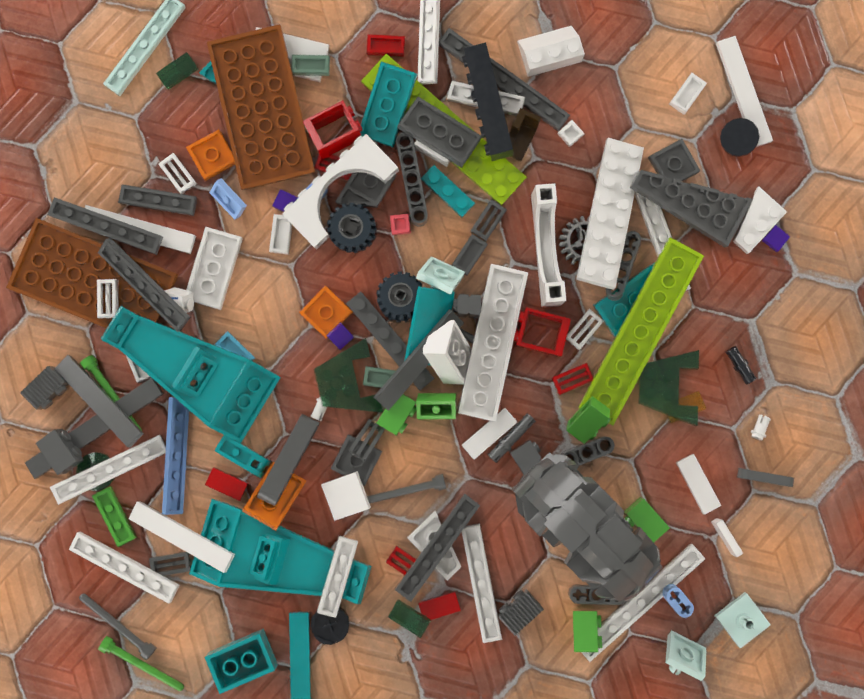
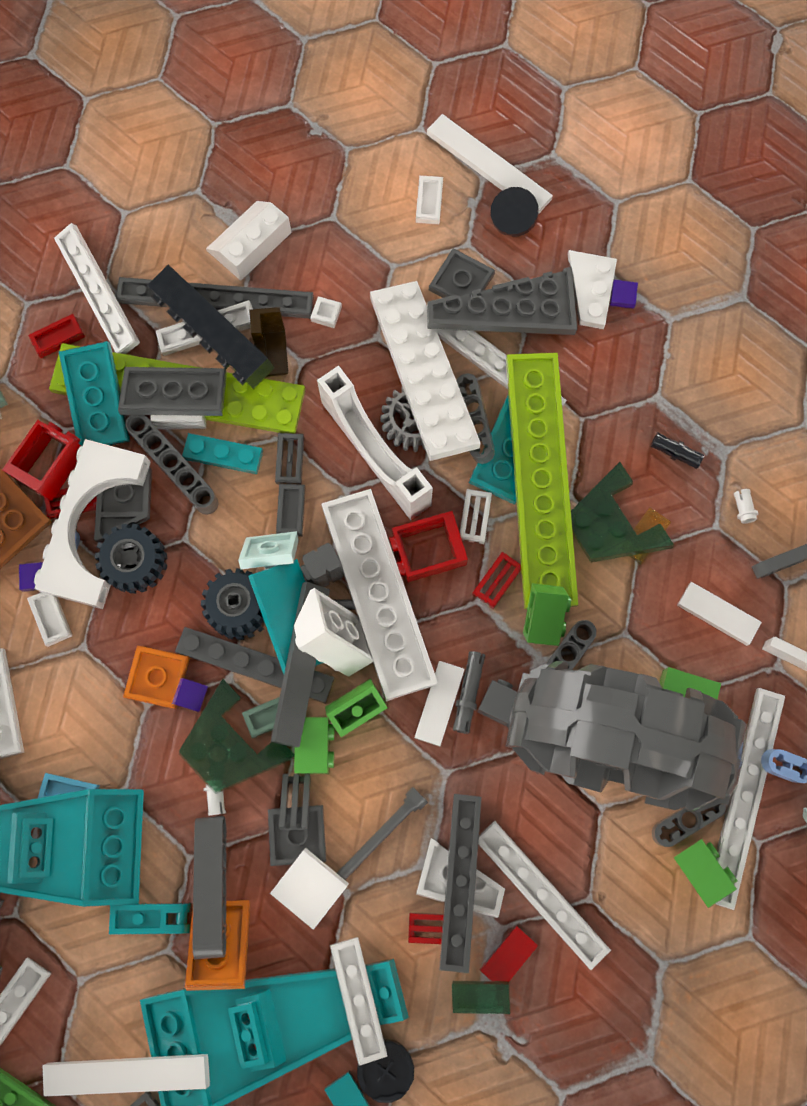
camera: 30 degrees left, 10 degrees down
(175, 458) = (63, 976): medium blue plate -> none
(226, 484) = (149, 968): red tile -> none
(400, 224) = (188, 522): coral tile -> none
(520, 611) = (610, 900): dark grey brick -> none

